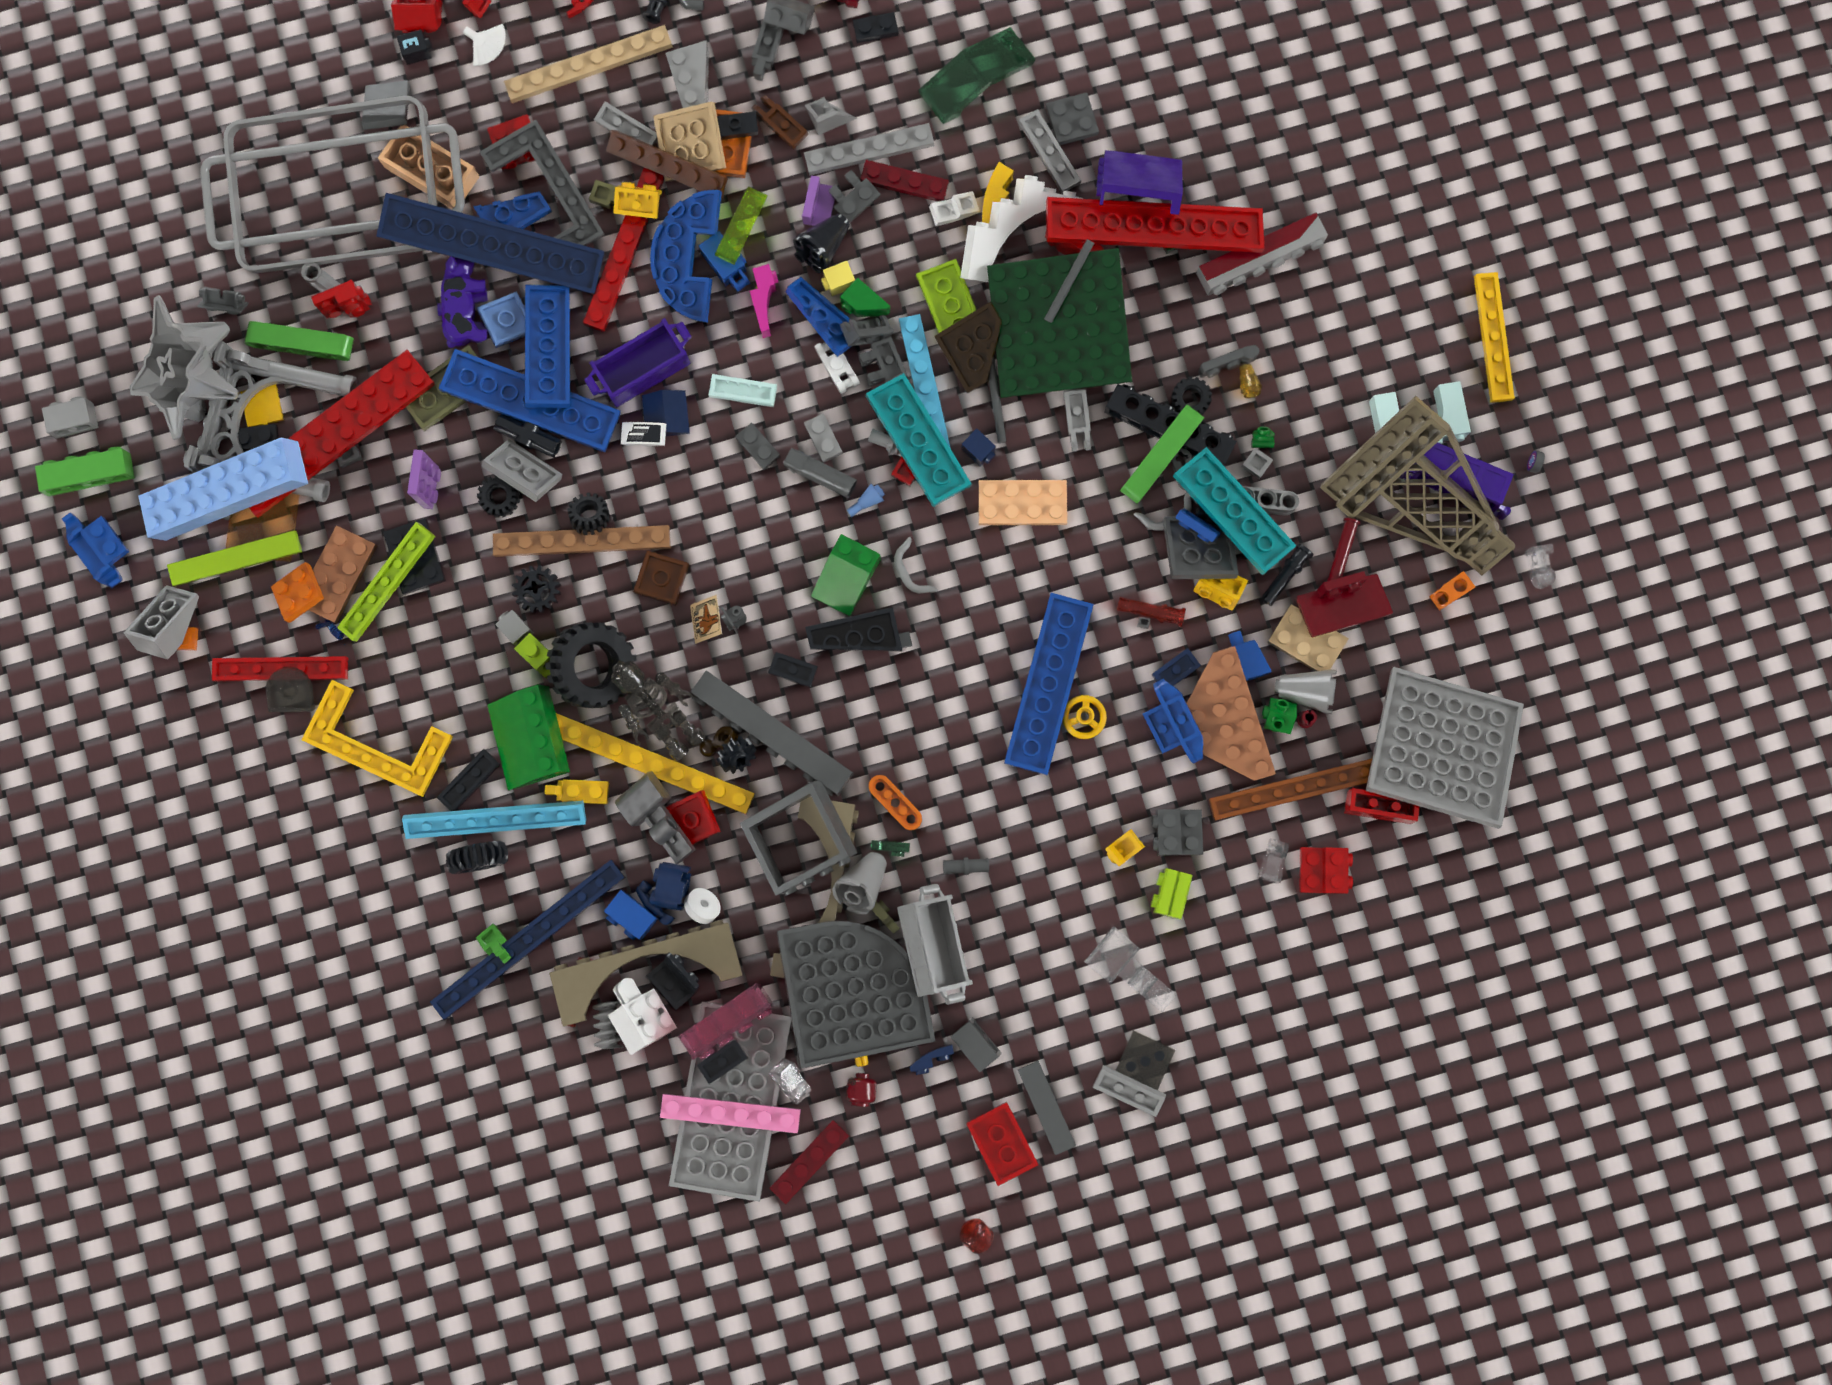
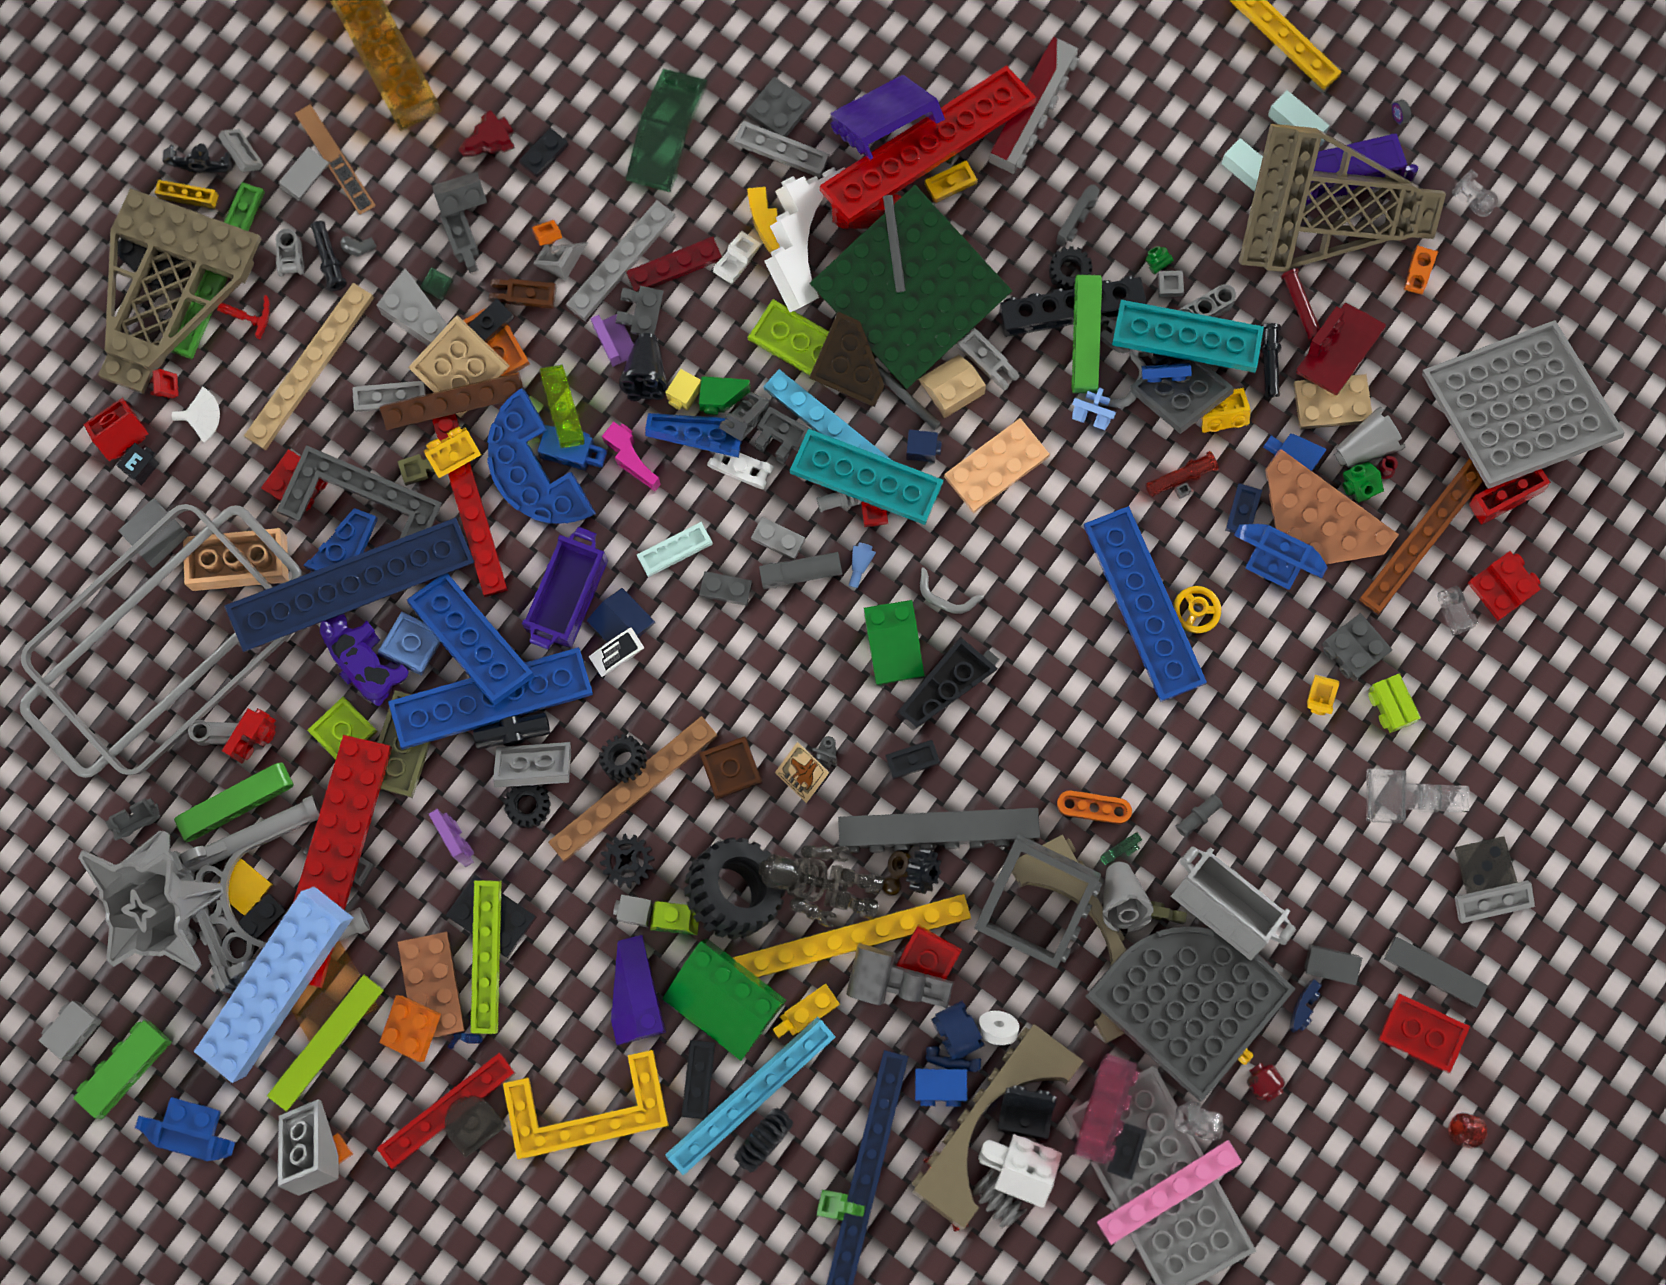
camera: 35 degrees left, 5 degrees down
(418, 341) = (340, 721): none -> lime tile
(468, 691) = (635, 999): none -> dark purple wedge
(723, 69) = (436, 284): none -> clear green plate
(809, 1161) = (1270, 1182): dark red plate -> none
(830, 89) = (547, 232): none -> orange plate
(1036, 420) = (953, 385): none -> tan slope
(1129, 523) = (1103, 415): none -> light blue hips
(1155, 267) = (950, 181): none -> yellow plate
(1249, 382) = (1109, 220): clear yellow cone -> none

